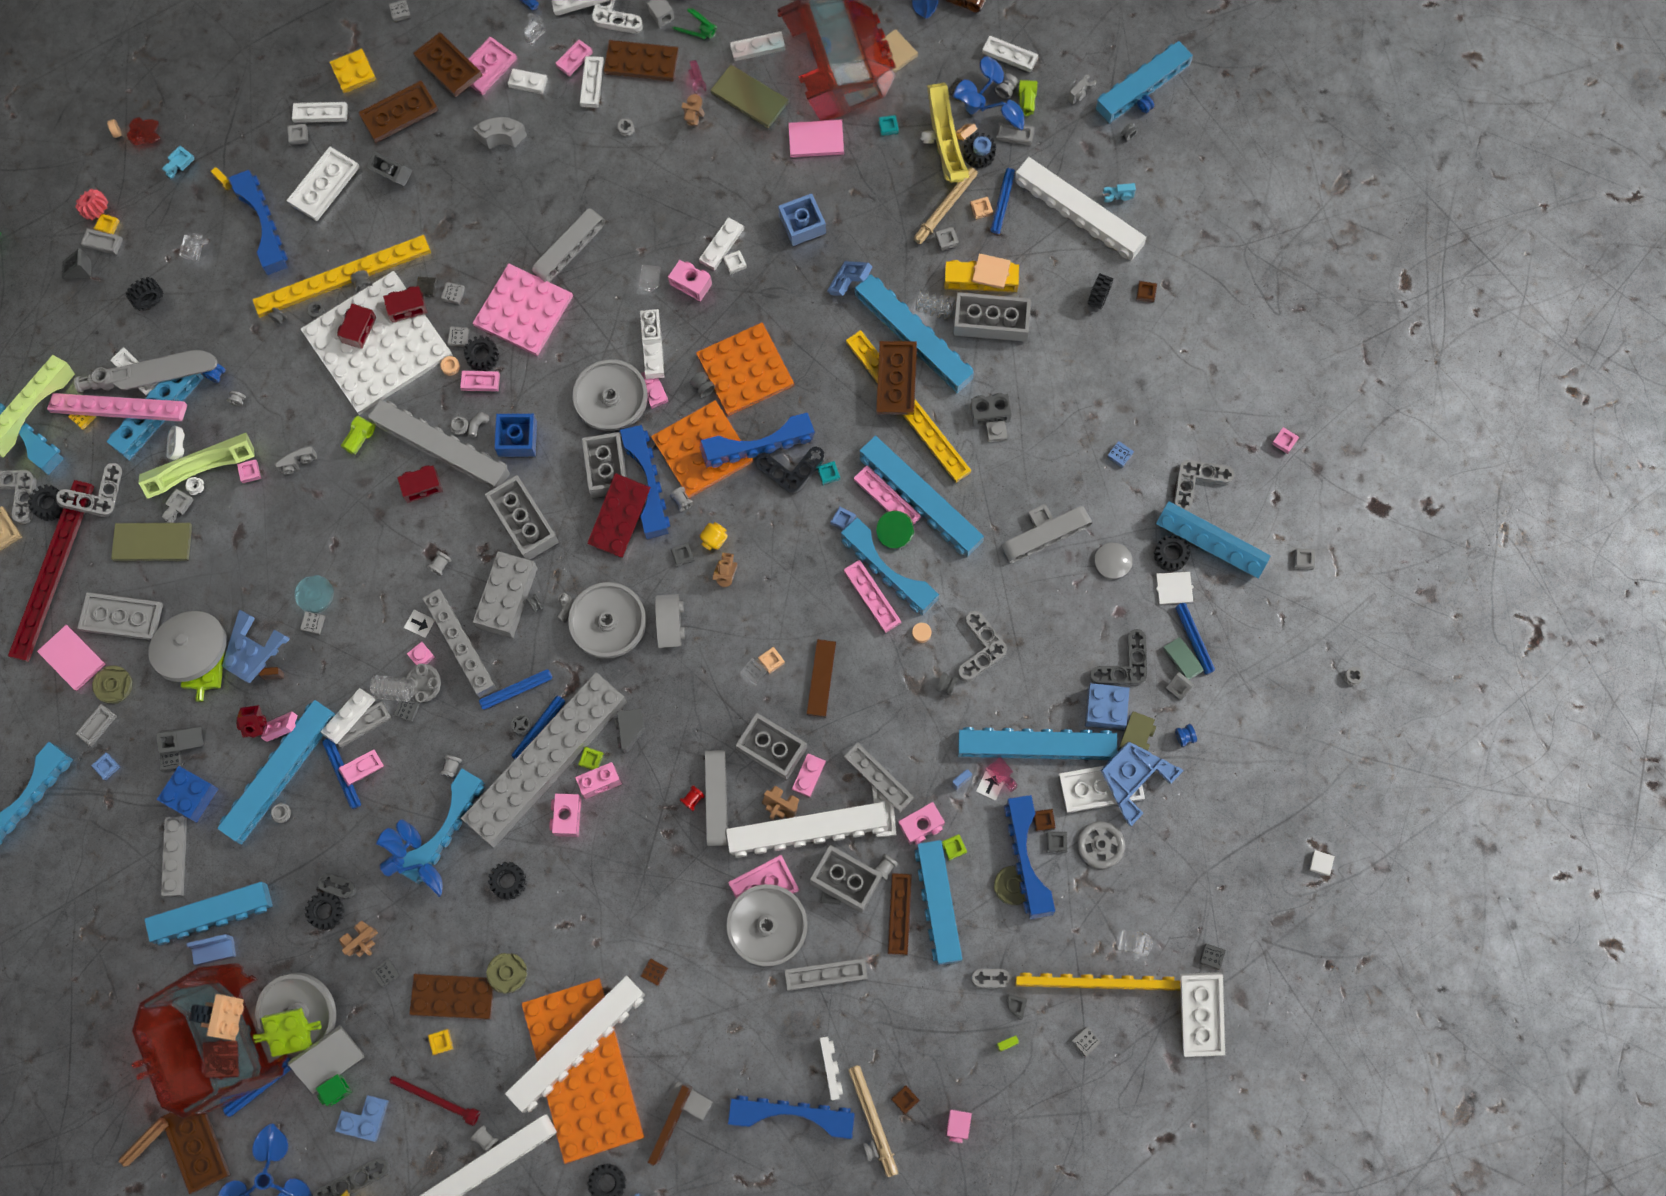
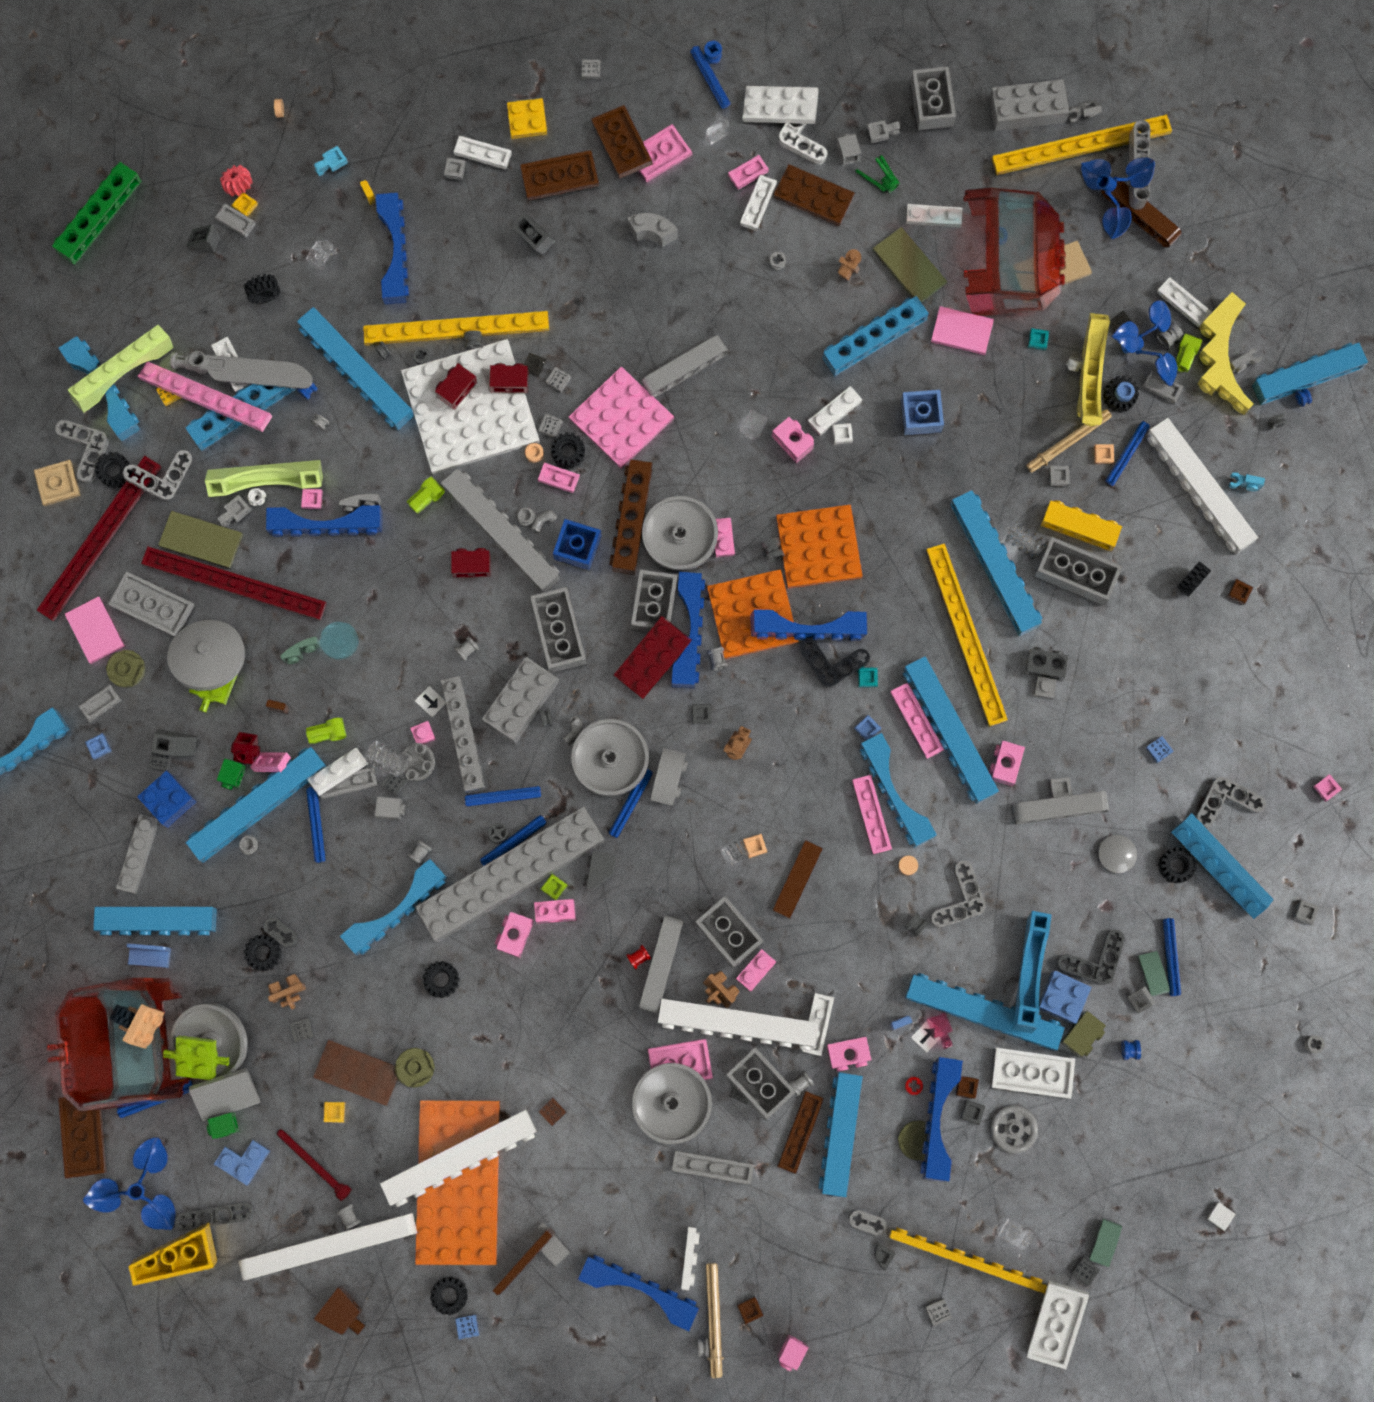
camera: 15 degrees right, 5 degrees up
(143, 131) = (308, 119): clear red plate -> none
(143, 1141) = (36, 1116): medium nougat axle -> none
(175, 443) = (249, 449): white plate -> none
(196, 572) = (234, 583): none -> dark red plate
(221, 1059) = (128, 1062): clear red piece -> none
(244, 751) = (231, 774): none -> green brick
(245, 656) = (256, 680): medium blue wing -> none
(255, 339) = (355, 368): none -> dark azure brick
(273, 618) = (294, 653): none -> sand green slope
(304, 475) = (363, 520): none -> blue arch
(312, 623) = (330, 669): light grey tile -> none
(323, 183) = (465, 228): white plate -> none
(330, 679) = (331, 730): none -> lime piece
(361, 767) = (335, 826): bright pink plate -> none
(393, 843) = (345, 916): blue plant -> none
(409, 735) = (389, 808): none -> light grey brick
(527, 81) = (695, 182): white plate -> none
(558, 350) = (643, 471): none -> reddish brown brick
(640, 658) = (629, 805): none -> blue axle
(652, 344) = (736, 493): white slope -> none
(695, 73) = (863, 227): clear pink plate -> none
(713, 536) = (737, 706): yellow head -> none
(747, 162) = (838, 363): none -> dark azure brick
(849, 272) = (950, 481): medium blue plate -> none
(879, 777) = (822, 996): light grey plate -> none
(895, 529) = (914, 755): green tile -> none
(896, 377) = (964, 604): reddish brown plate -> none
(954, 847) = (872, 1085): lime tile -> none
(965, 131) = (1113, 370): light nougat tile -> none
(987, 499) = (1014, 754): none -> bright pink brick
(989, 840) = (918, 1082): none -> red bush
(991, 271) = (1092, 524): light nougat piece -> none
(1008, 1043) = (863, 1290): lime tile -> none
(1053, 90) = (1215, 354): none -> light yellow arch
(1065, 677) = (1034, 947): none -> dark azure arch
(1128, 771) = (1065, 1068): medium blue wing -> none
(1174, 588) = (1168, 900): white piece -> none
(1222, 923) = (1106, 1242): none -> sand green slope

